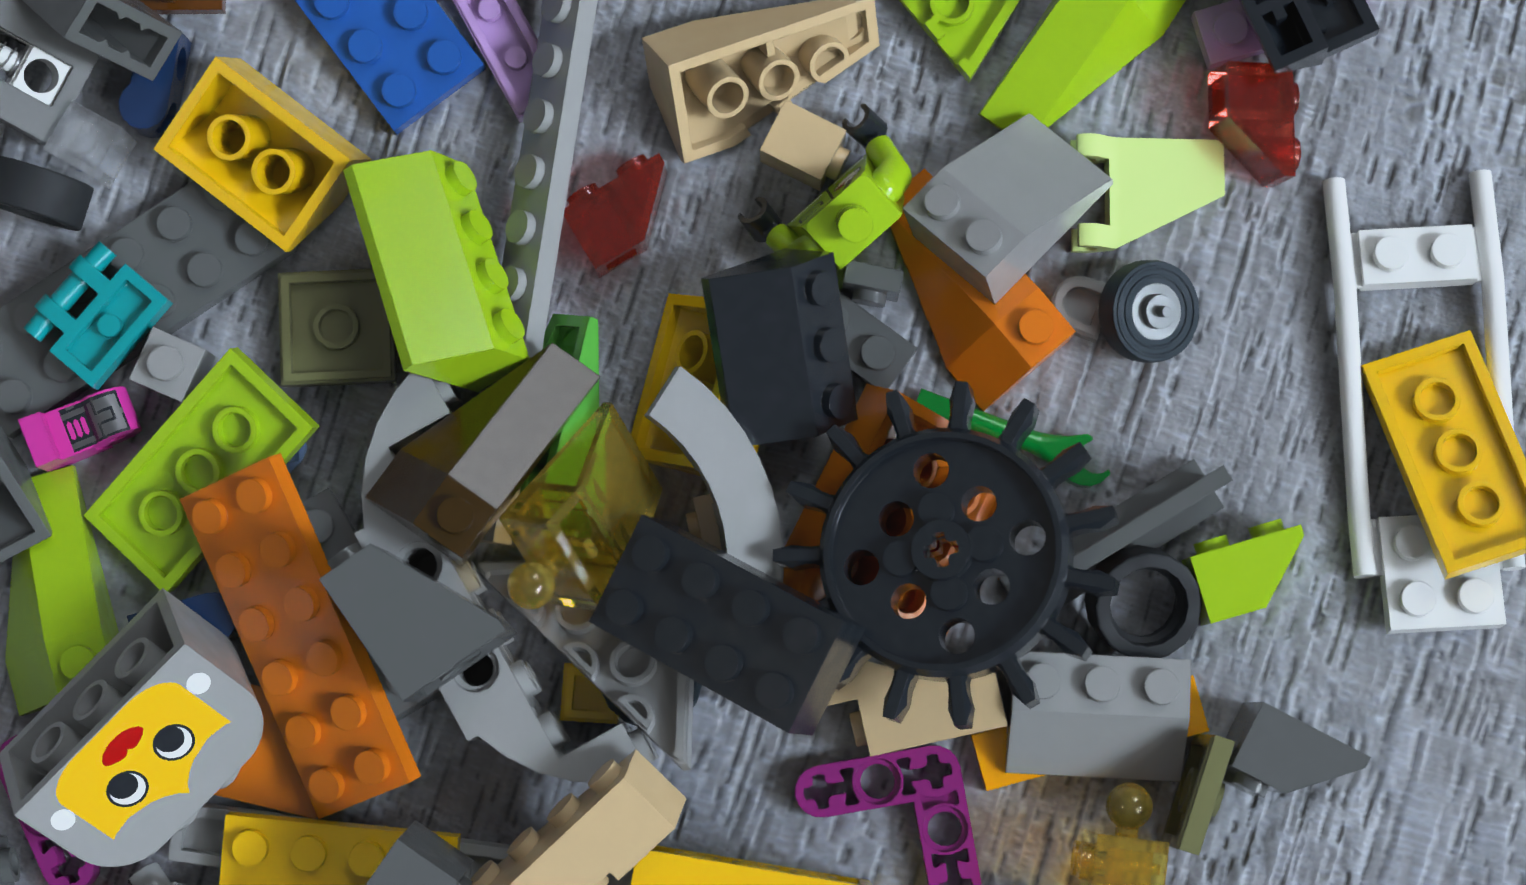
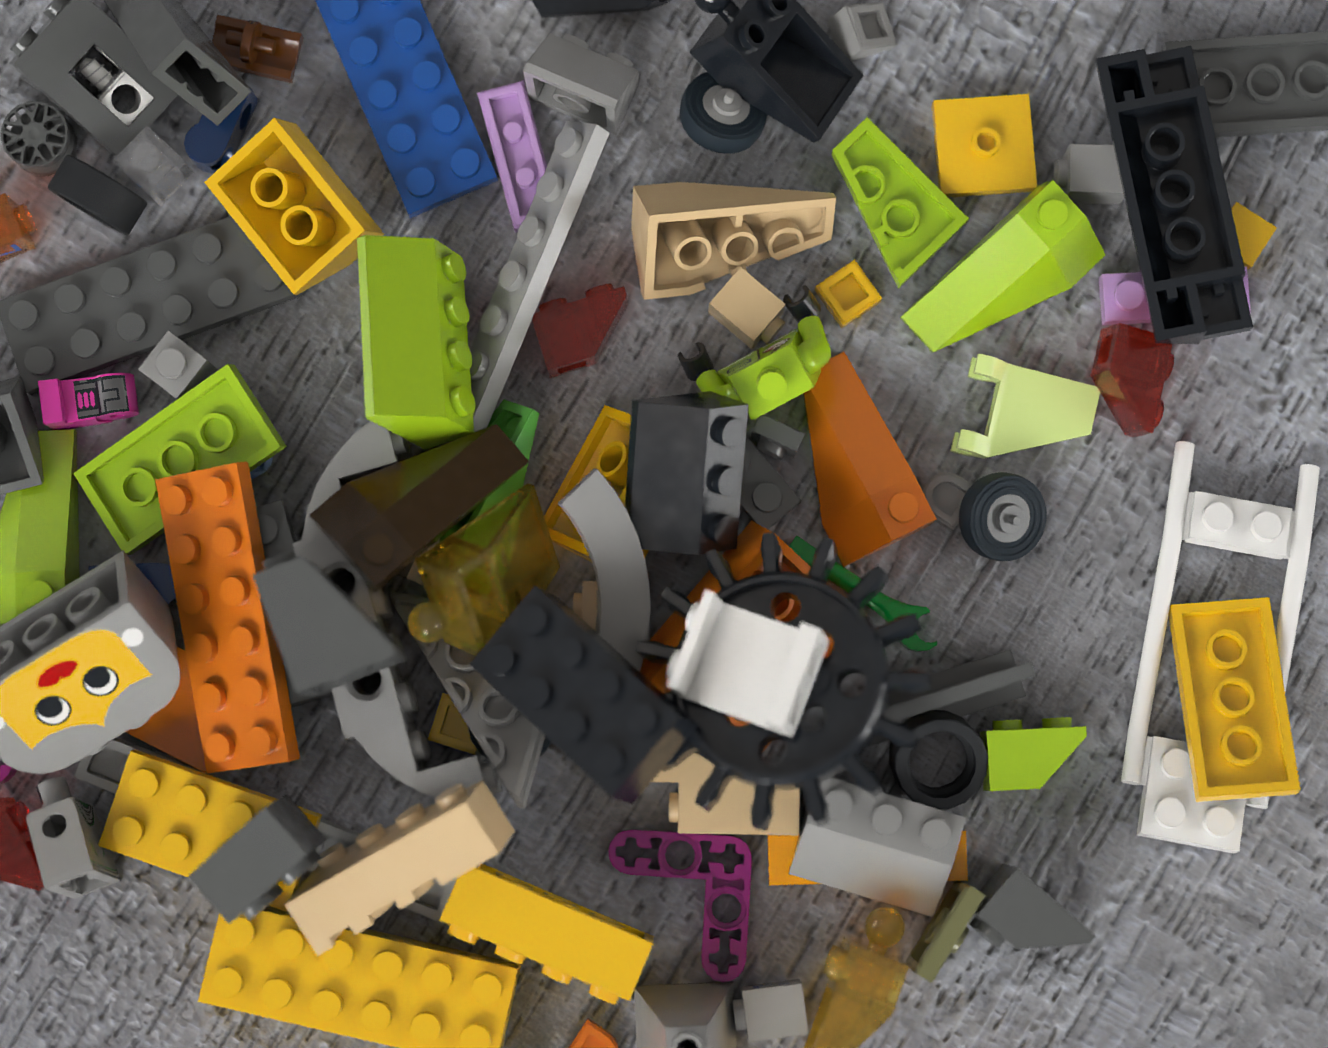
camera: 10 degrees right, 0 degrees up
(108, 326) = (131, 321): teal plate -> none
(334, 330) = (317, 368): olive plate -> none
(904, 545) = (746, 664): none -> white panel
(913, 102) = (848, 293): none -> yellow tile
(1005, 204) = (903, 398): light grey slope -> none

